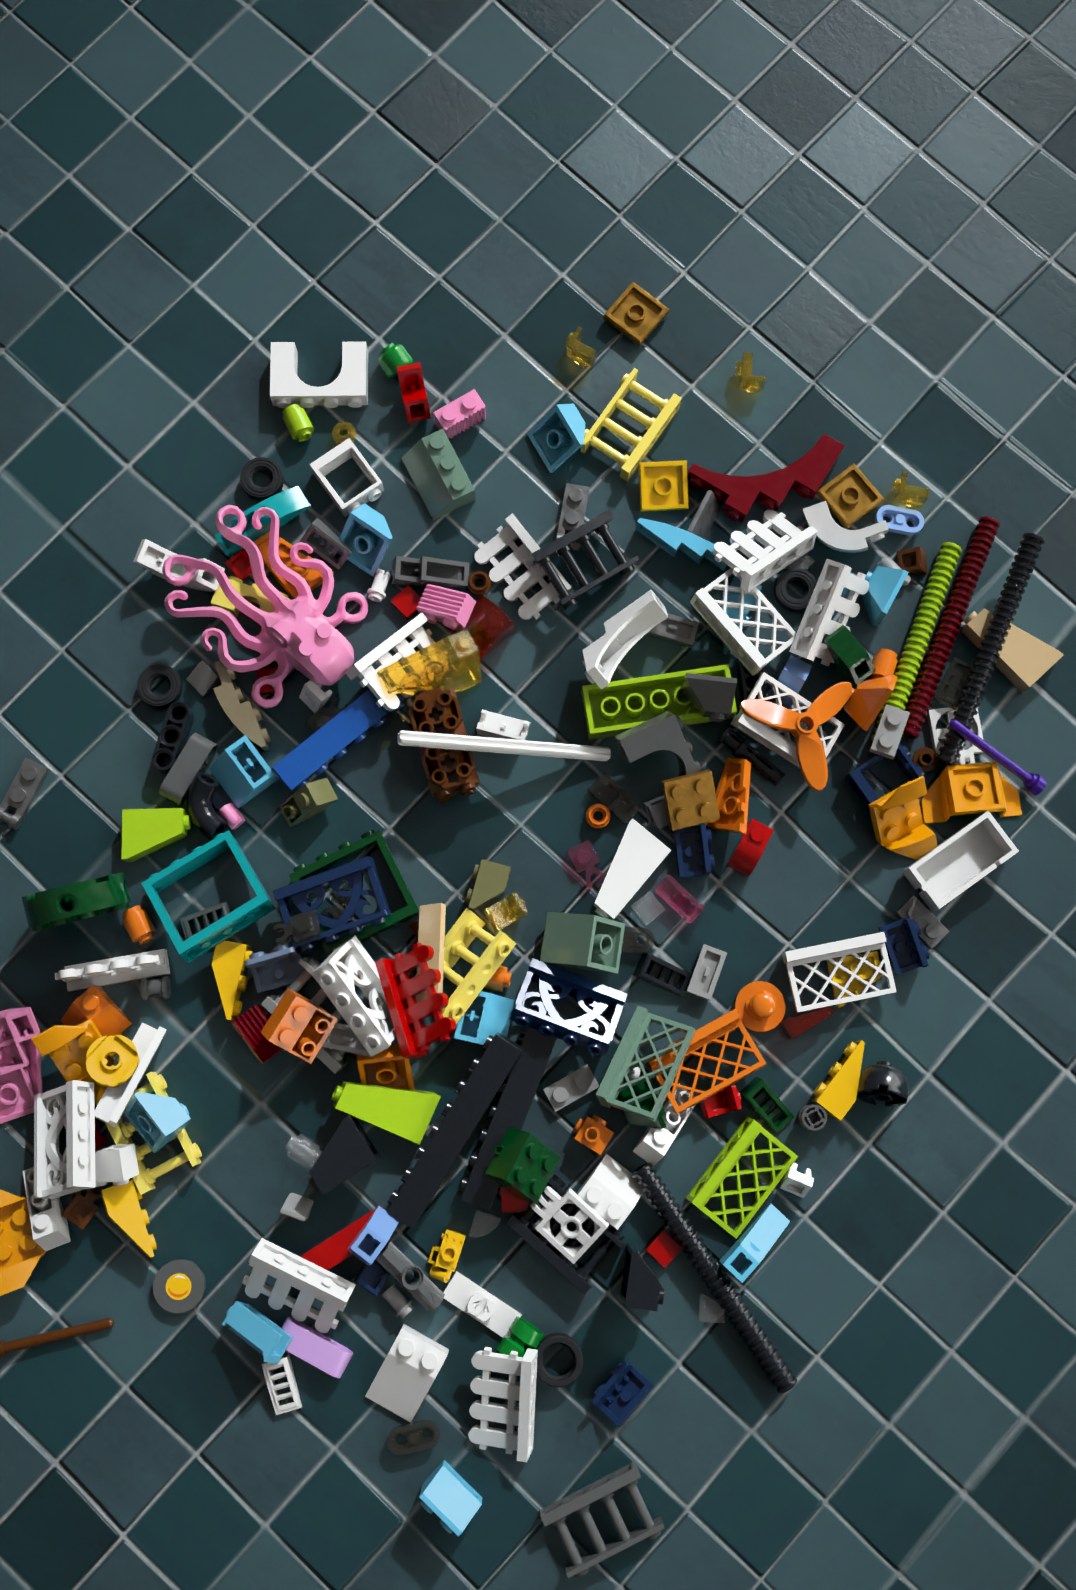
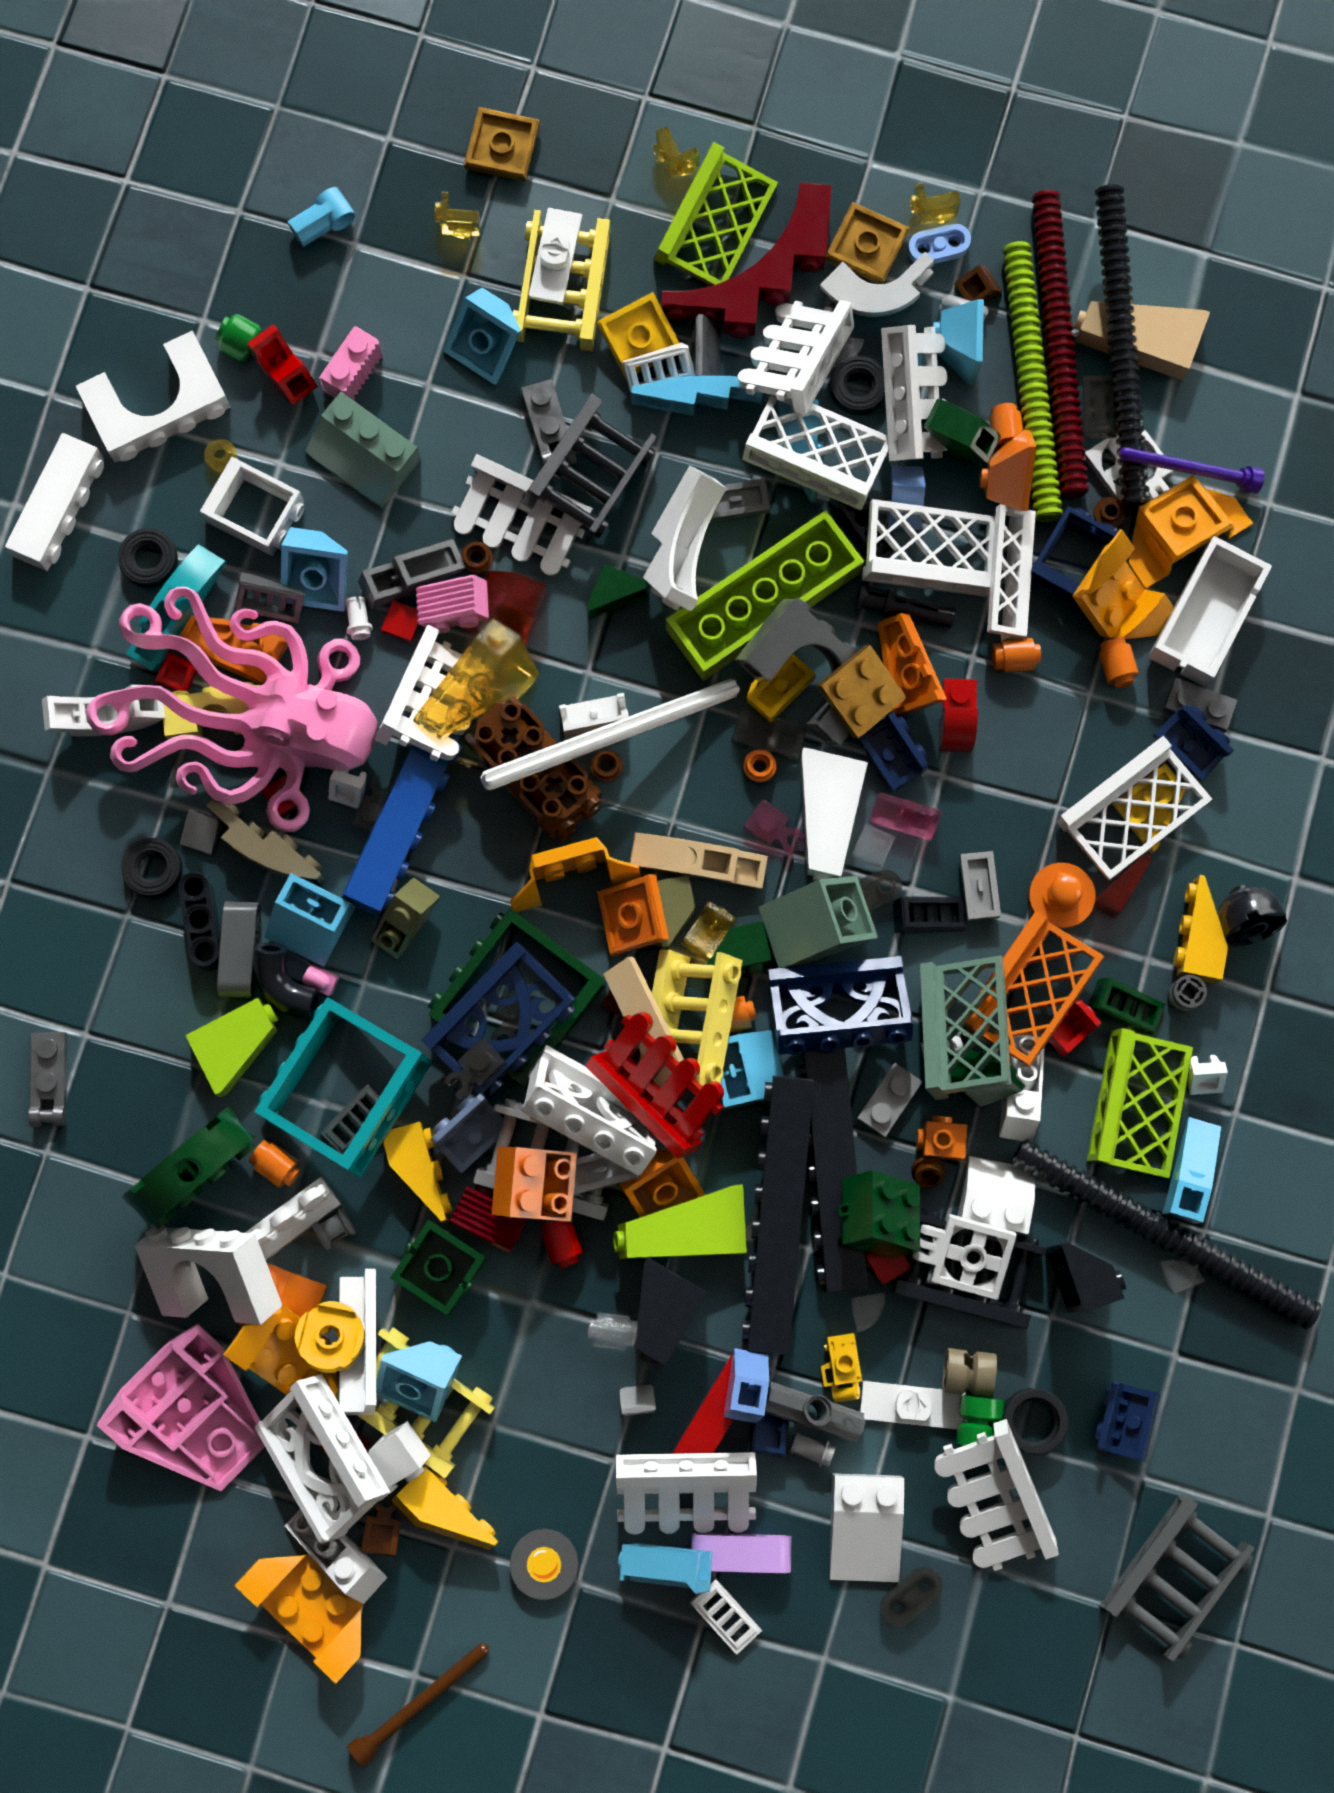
camera: 25 degrees left, 0 degrees up
(43, 959) = (230, 1256): none -> white arch
(209, 1050) = (438, 1268): none -> dark green brick
(219, 413) = (55, 502): none -> white brick
(297, 422) = (157, 468): lime brick -> none
(300, 1075) = (561, 1243): none -> red brick
(426, 814) = (579, 856): none -> light orange piece
(449, 1498) = (990, 1641): medium azure slope -> none
(460, 875) = (632, 915): none -> orange tile
(494, 757) = (606, 756): none -> reddish brown plate
(496, 306) = (327, 213): none -> medium azure piece
(523, 860) = (698, 860): none -> tan slope
(526, 935) = (749, 945): none -> dark green slope
(530, 1304) = (969, 1373): none -> dark tan wheel
(559, 649) = (615, 590): none -> dark green slope
(572, 1150) = (928, 1171): none -> reddish brown plate
(633, 405) = (555, 256): none -> white piece
(638, 771) = (787, 684): none -> yellow wing
(663, 1248) = (1091, 1231): red tile -> none
(675, 506) = (666, 353): none -> white slope
(710, 694) = (824, 555): dark grey slope -> none
(746, 412) = (696, 199): none -> lime fence
(808, 744) = (966, 558): orange piece -> none
(811, 826) = (1016, 655): none -> orange brick
(839, 768) = (1016, 572): none -> white fence
(879, 865) = (1118, 662): none -> orange brick
(889, 731) = (1053, 499): light grey plate -> none

